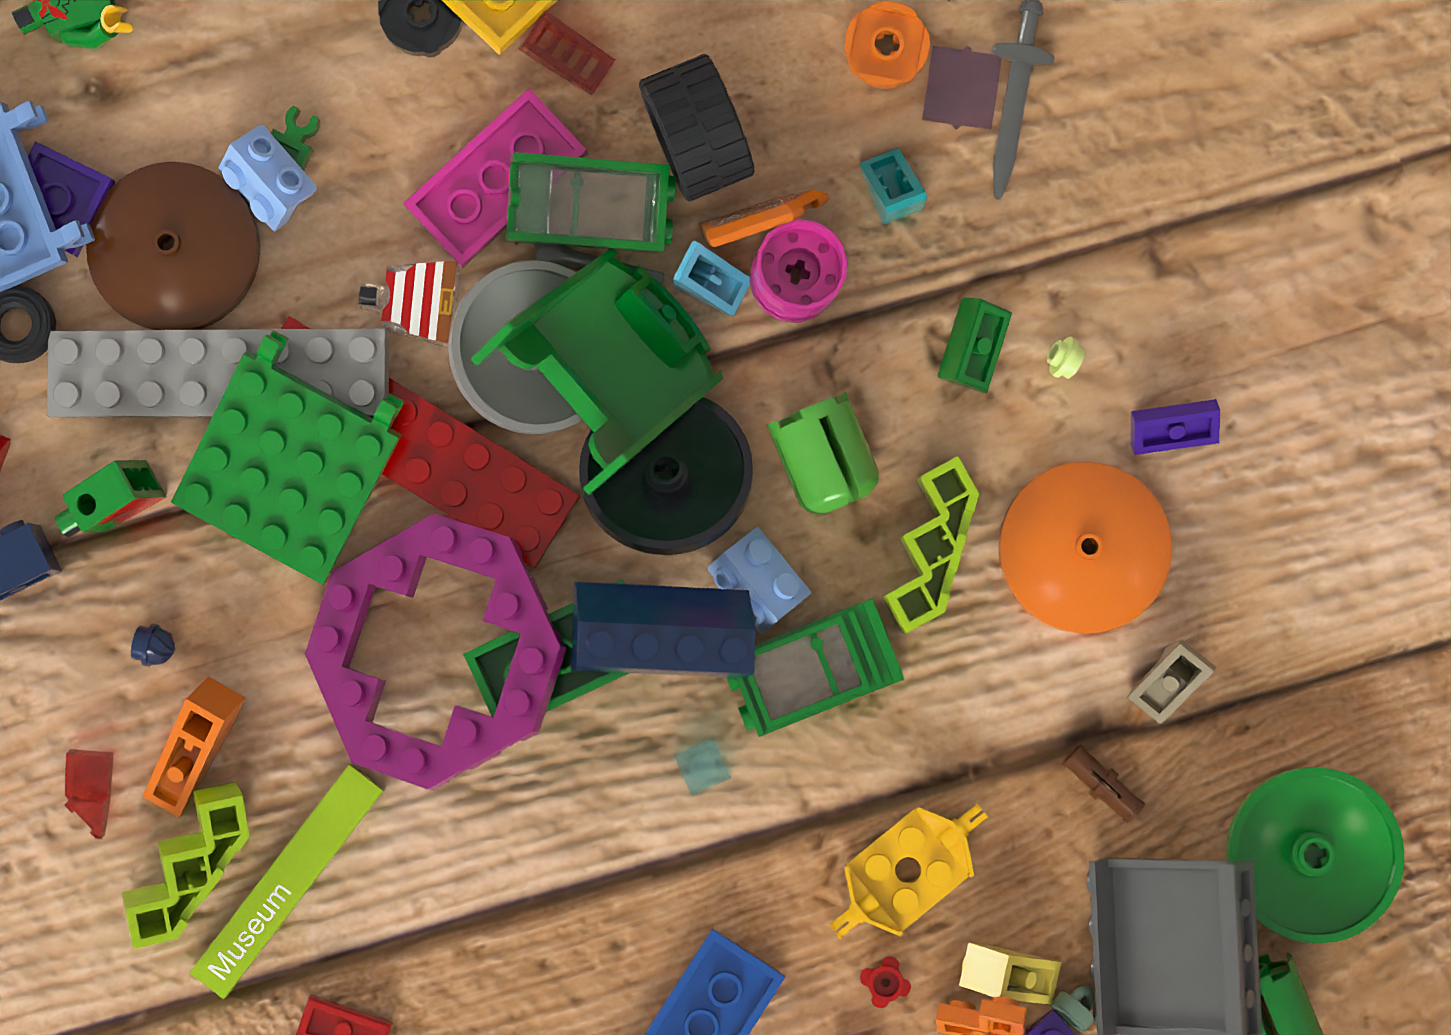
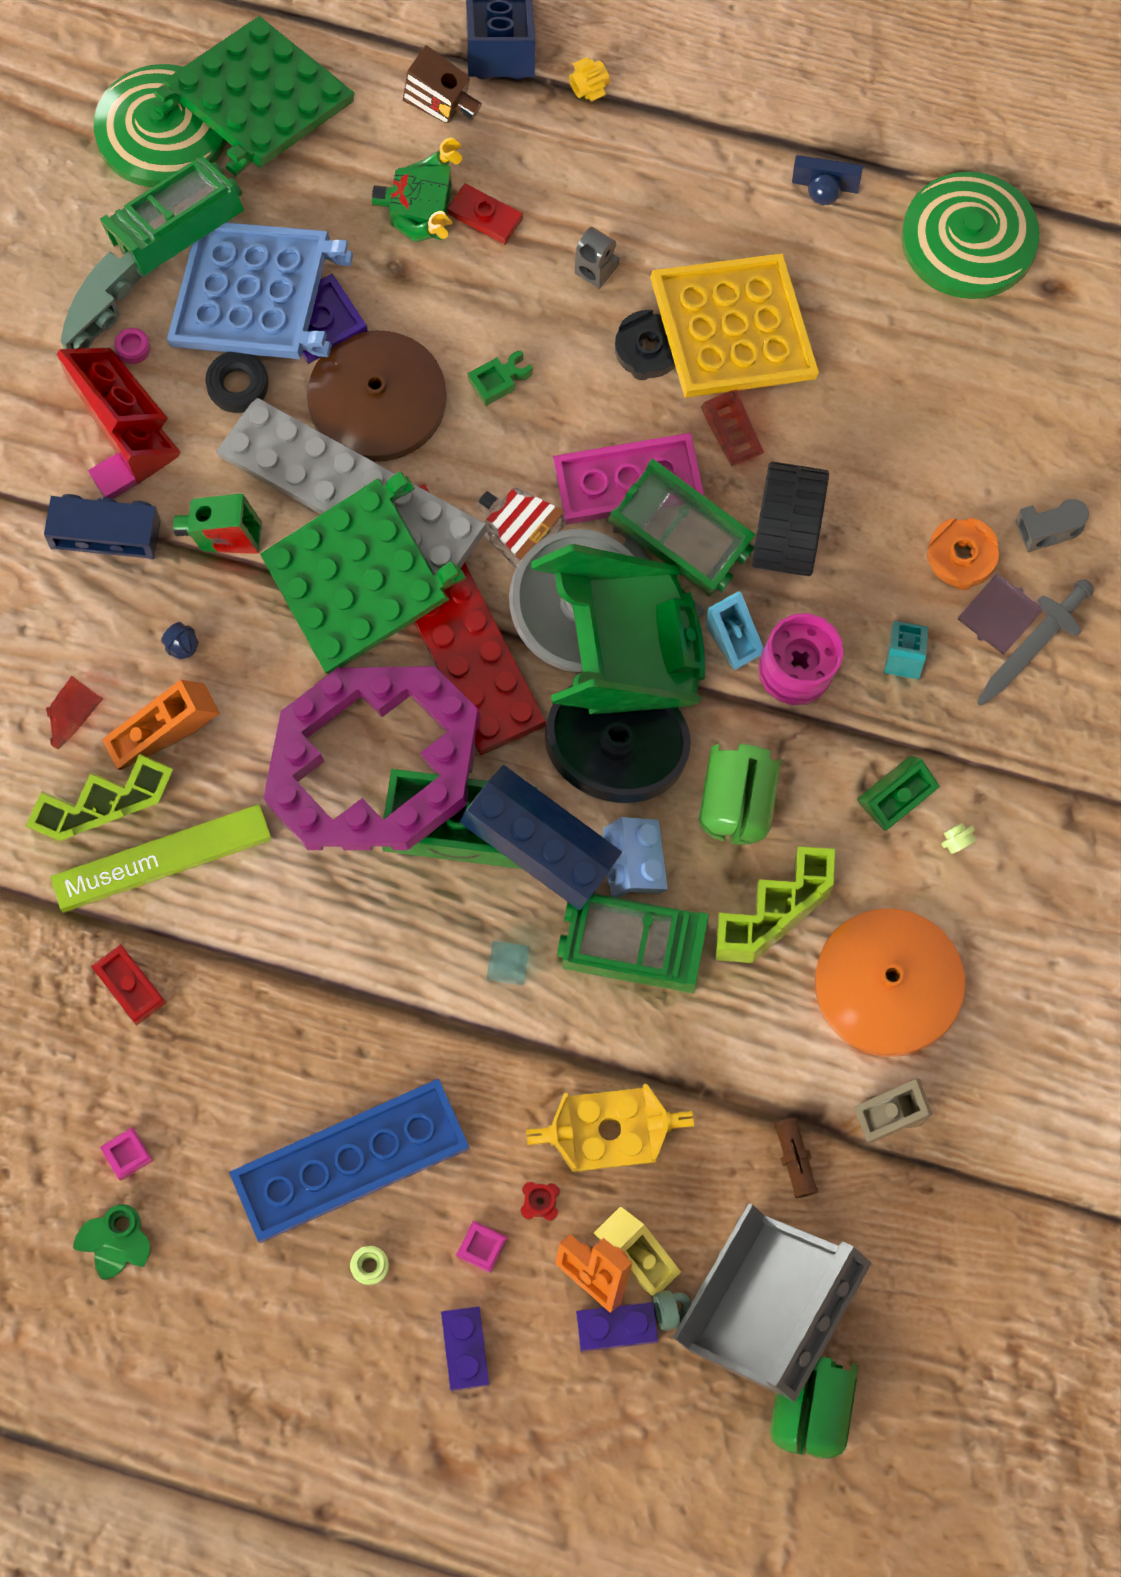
camera: 35 degrees right, 15 degrees down
(266, 176) = (471, 384): light blue bracket -> none
(760, 217) = (791, 605): orange tile -> none
(1175, 427) = (1010, 934): dark purple plate -> none
(1320, 853) = (926, 1307): green dish -> none

